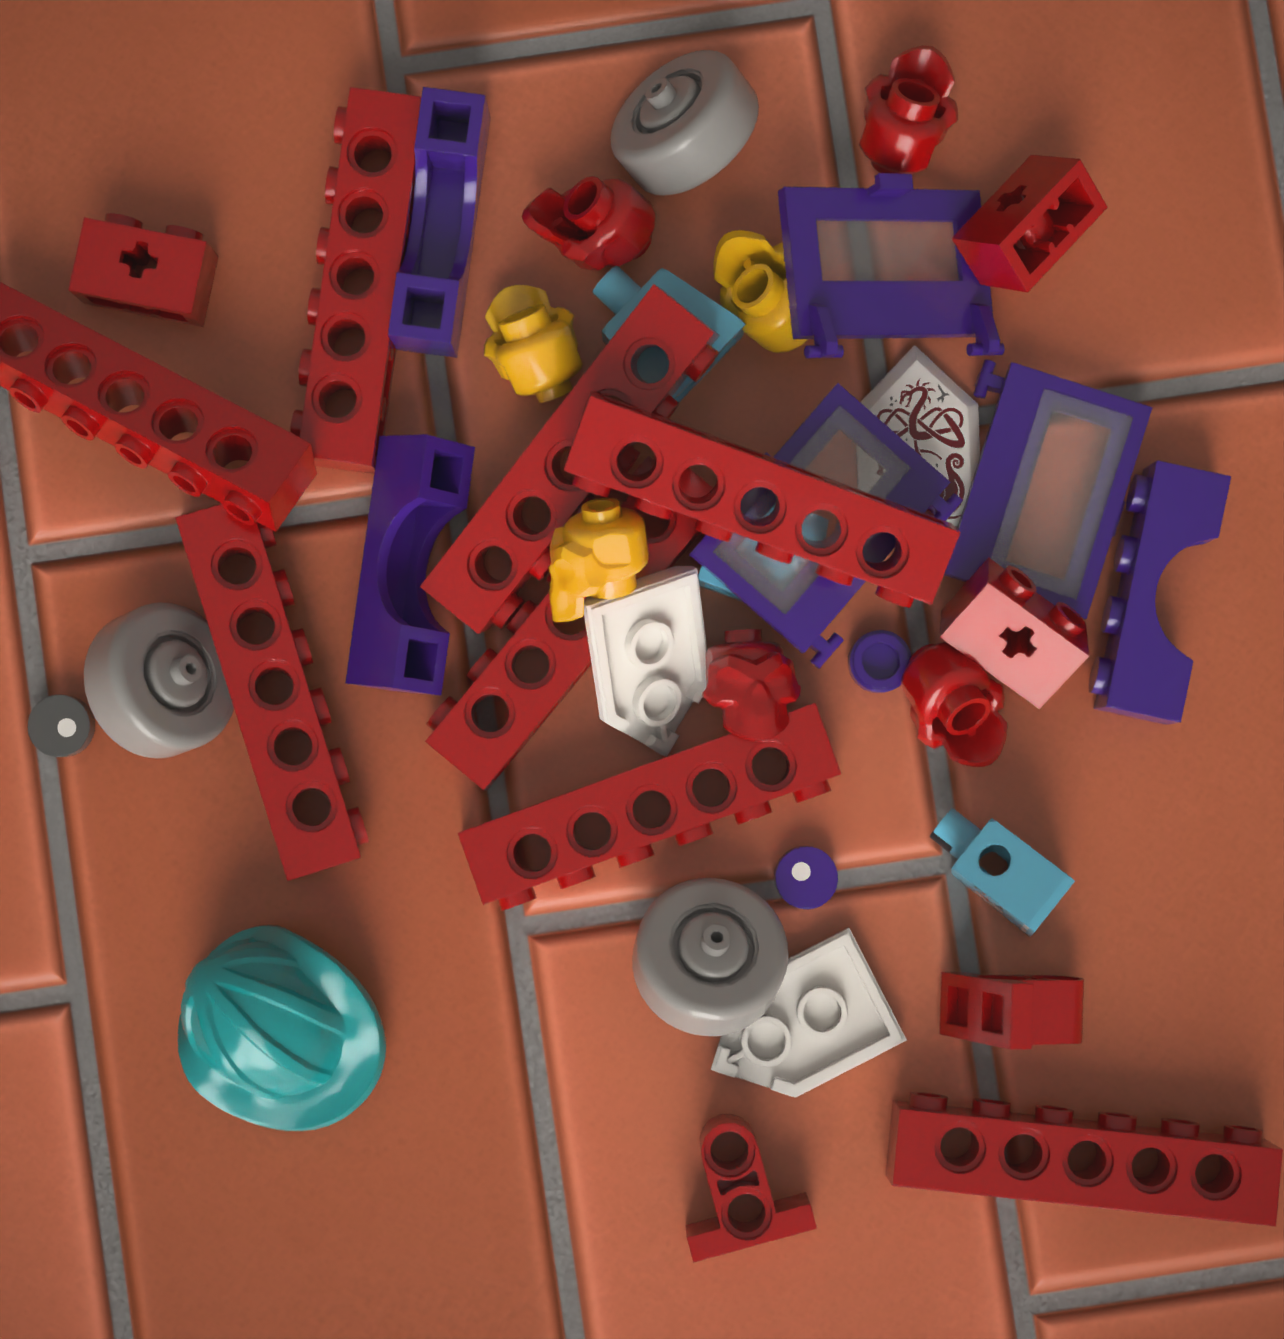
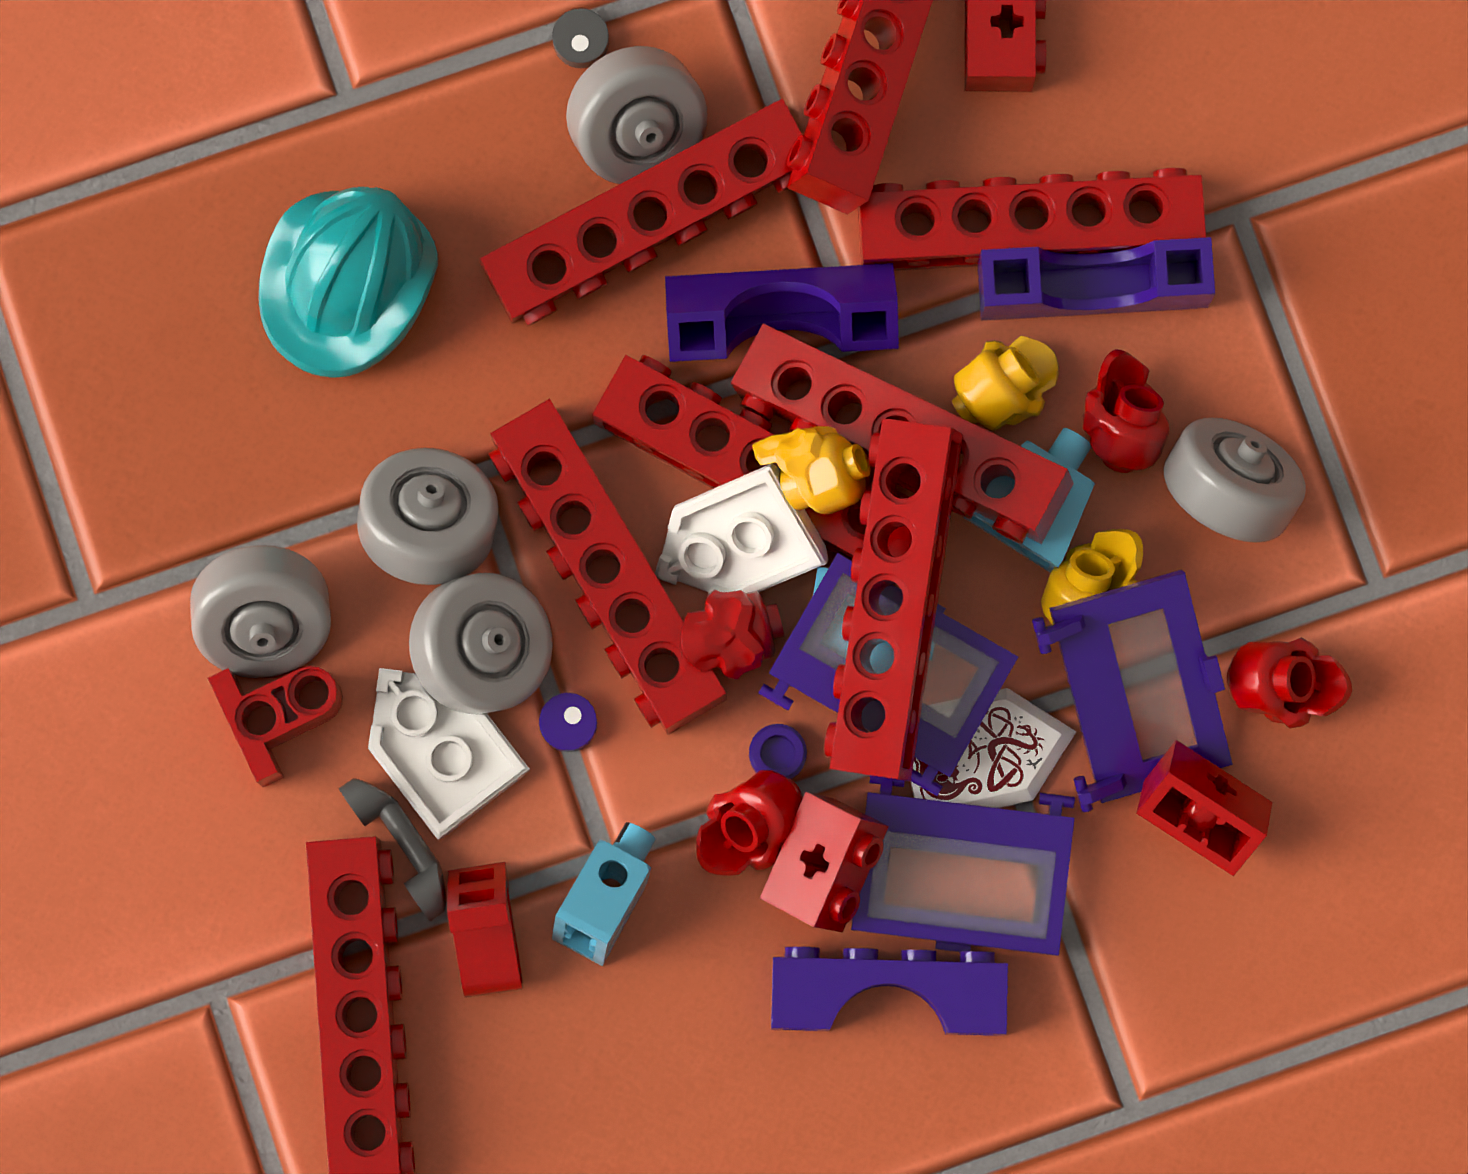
camera: 80 degrees right, 5 degrees down
(559, 989) = (427, 516): none -> light grey wheel
(628, 1190) = (260, 611): none -> light grey wheel
(854, 1104) = (428, 885): none -> dark grey bar

